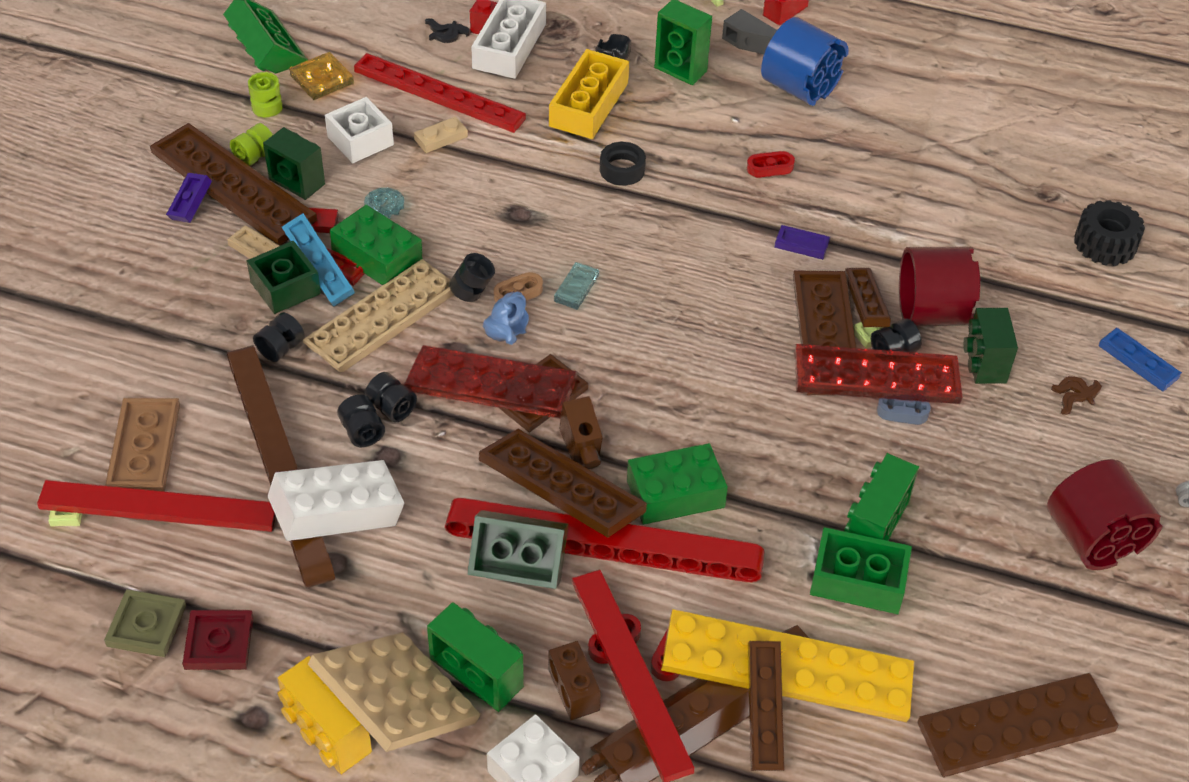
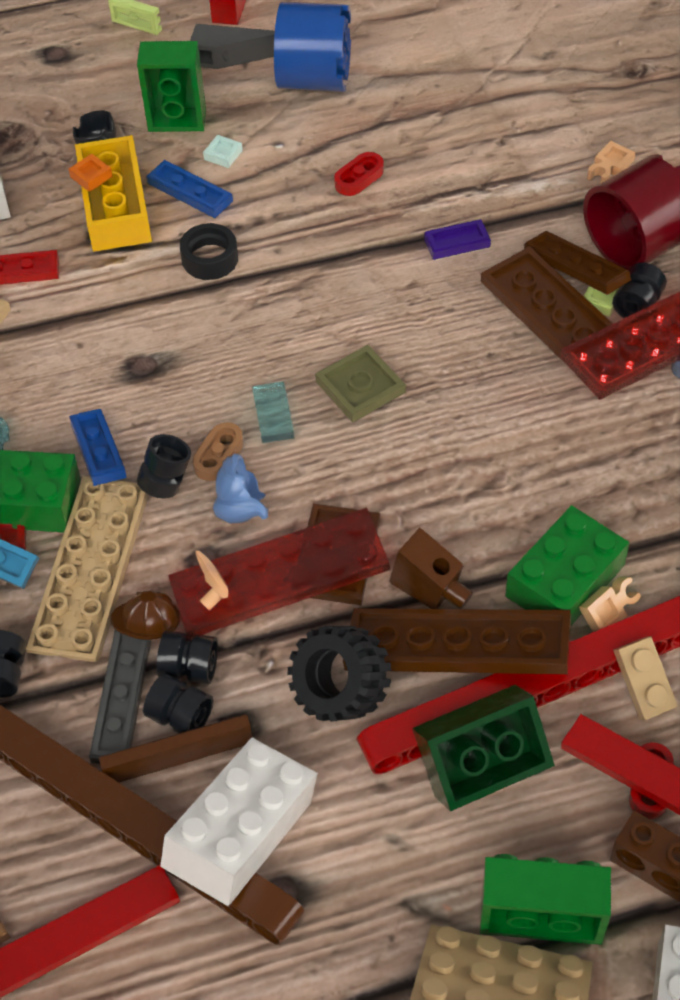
camera: 30 degrees left, 5 degrees up
(324, 407) = (120, 696): none -> dark grey tile
(338, 444) = (177, 749): none -> reddish brown tile
(389, 358) = (146, 616): none -> reddish brown piece
(442, 361) = (214, 579): none -> light nougat bar
(445, 246) = (97, 447): none -> blue tile
(467, 454) = (313, 673): none -> black tyre
(577, 70) = (90, 172): none -> orange plate
(647, 118) = (189, 188): none -> blue tile
(647, 297) = (360, 383): none -> olive plate
(665, 576) = (645, 678): none -> tan plate
(683, 520) = (607, 604): none -> light nougat plate
(691, 104) = (222, 151): none -> light aqua tile
(967, 239) = (611, 160): none -> light nougat plate

